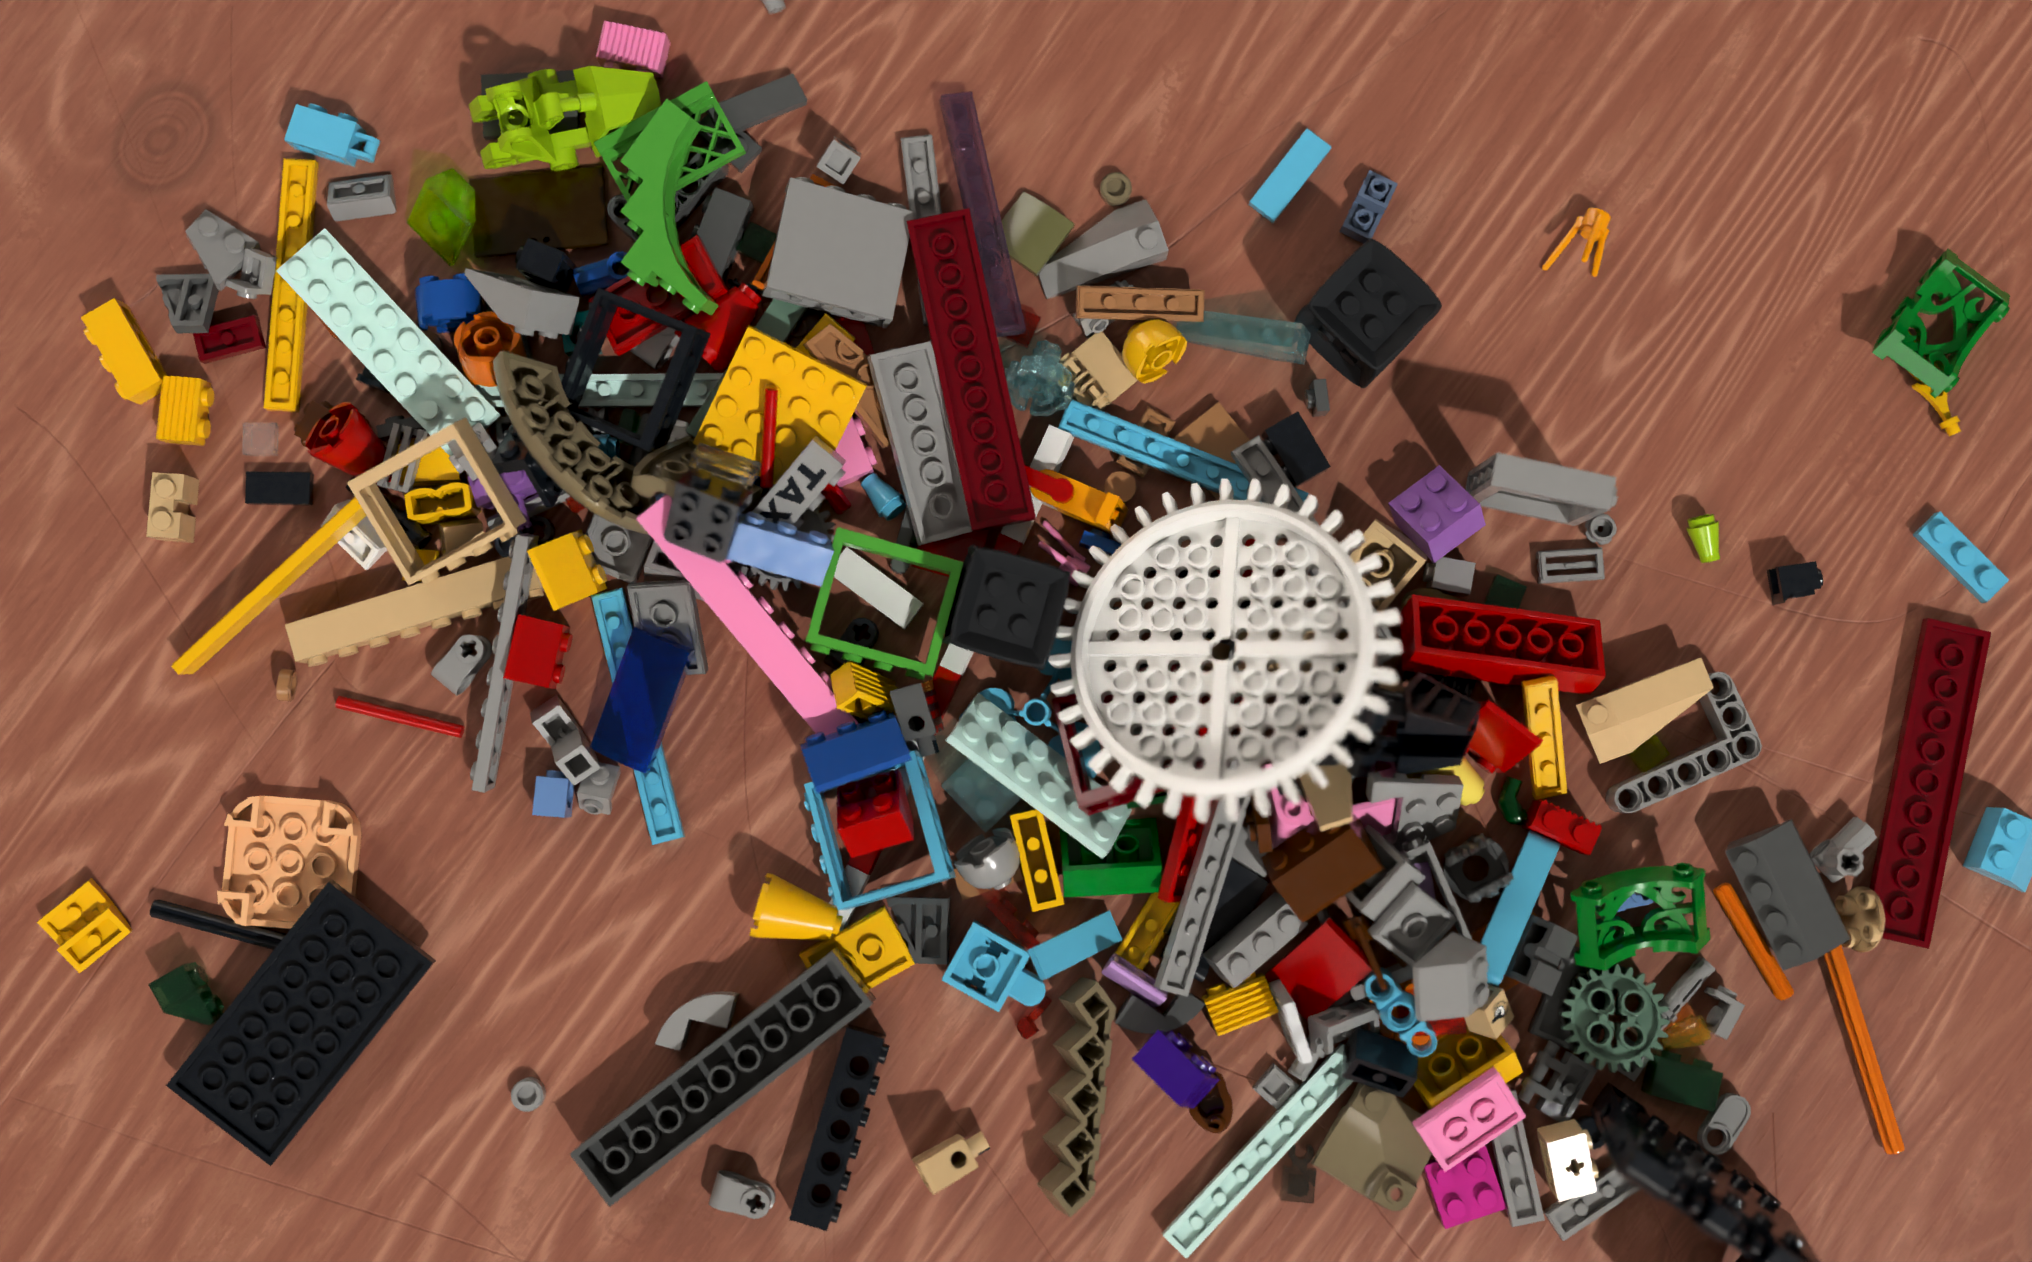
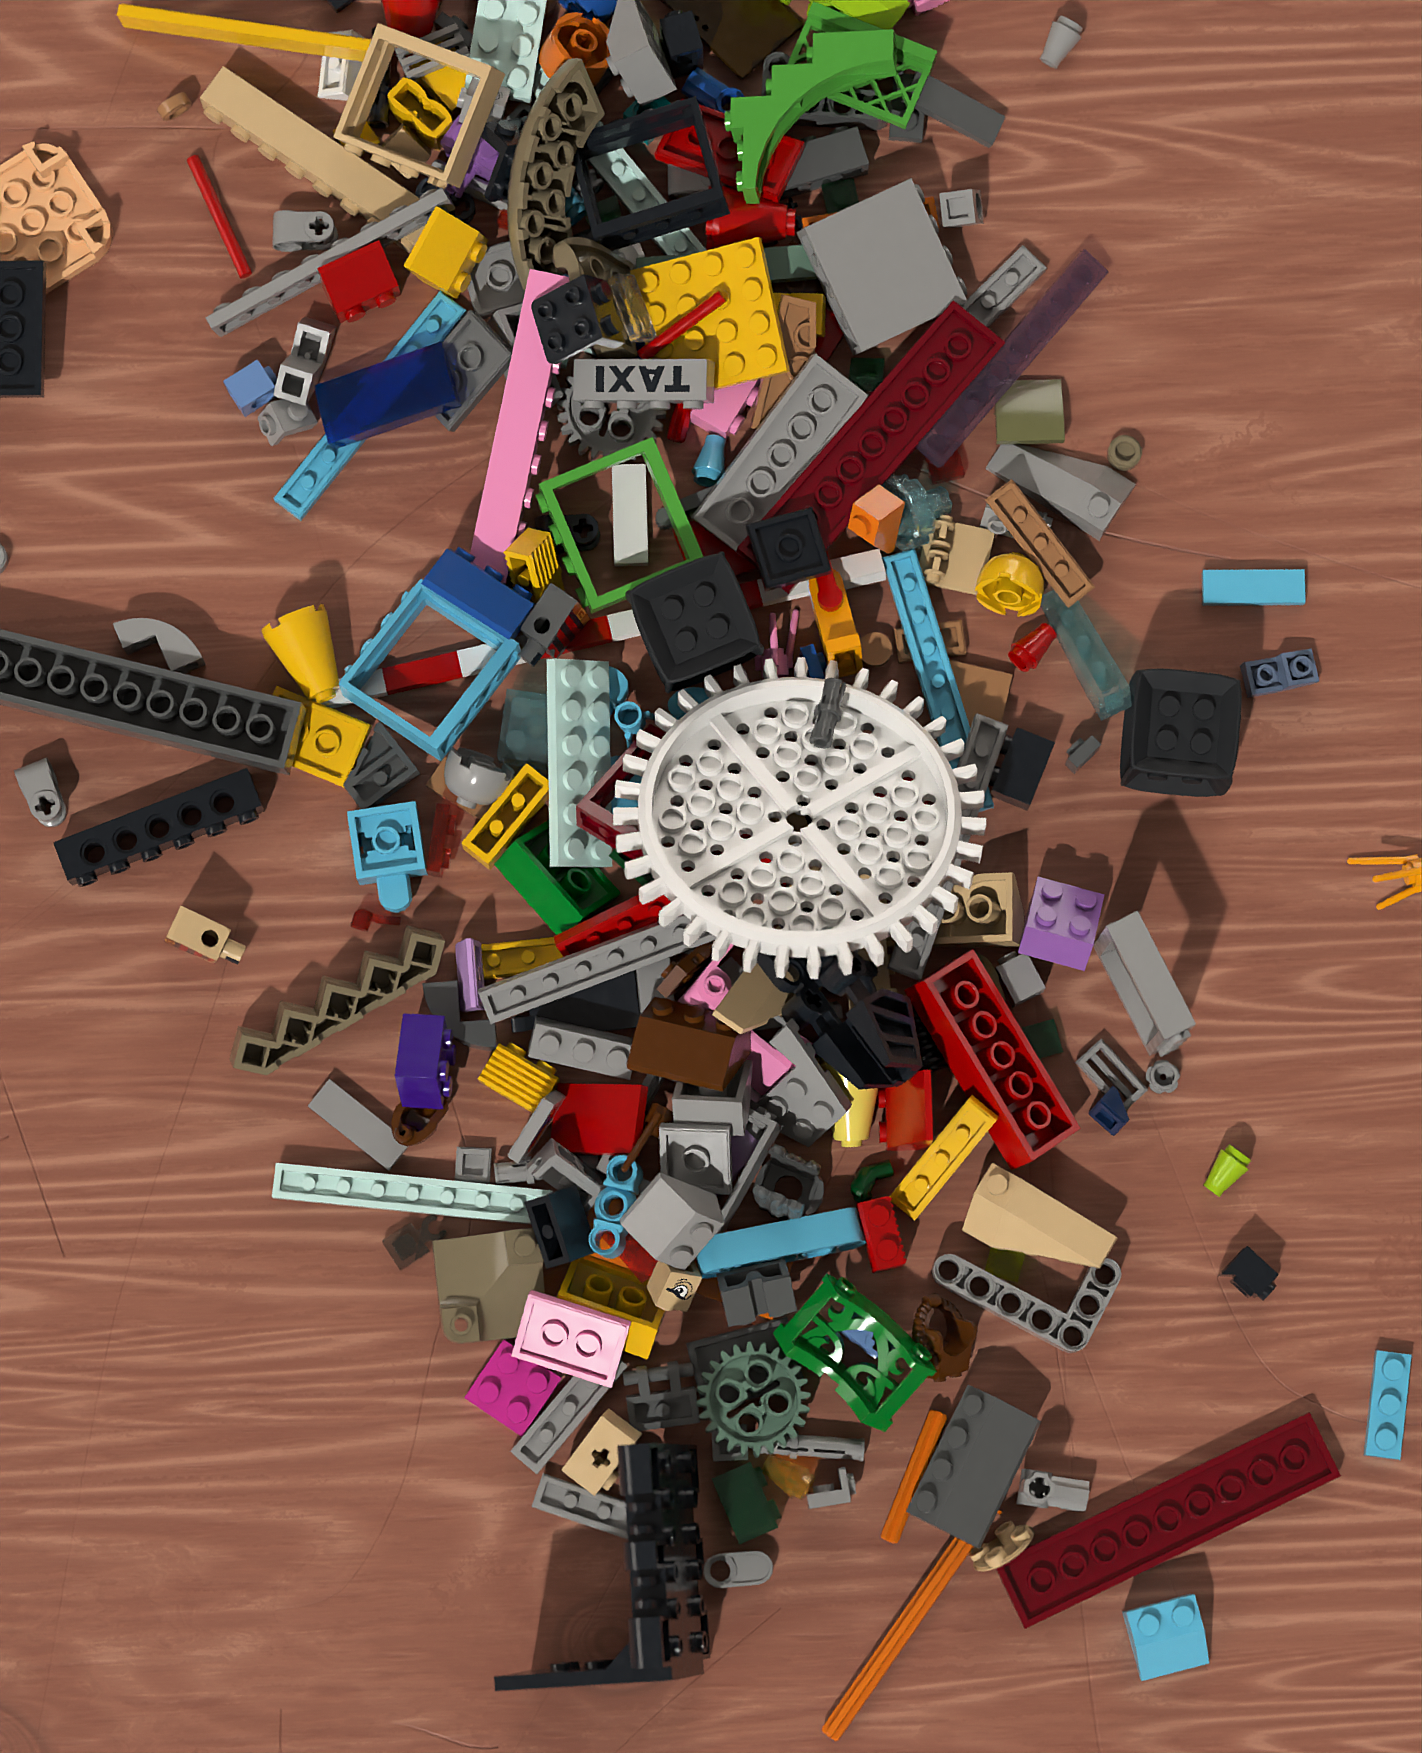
camera: 50 degrees right, 5 degrees down
(781, 548) = (597, 403): medium blue brick -> none
(874, 813) = (440, 649): red slope -> none
(908, 328) = (867, 372): none -> clear green plate
(1004, 493) = (788, 549): none -> black tile
(1030, 407) = (877, 518): none -> orange slope
(1074, 945) = (461, 902): medium azure tile -> none
(1156, 563) = (827, 713): none -> dark grey pin
(1177, 1150) = (357, 1124): none -> light grey tile
(1210, 374) = (1030, 649): none -> red cone
(1598, 587) = (1110, 1112): none -> dark blue slope
(1690, 845) = (959, 1336): none -> reddish brown piece

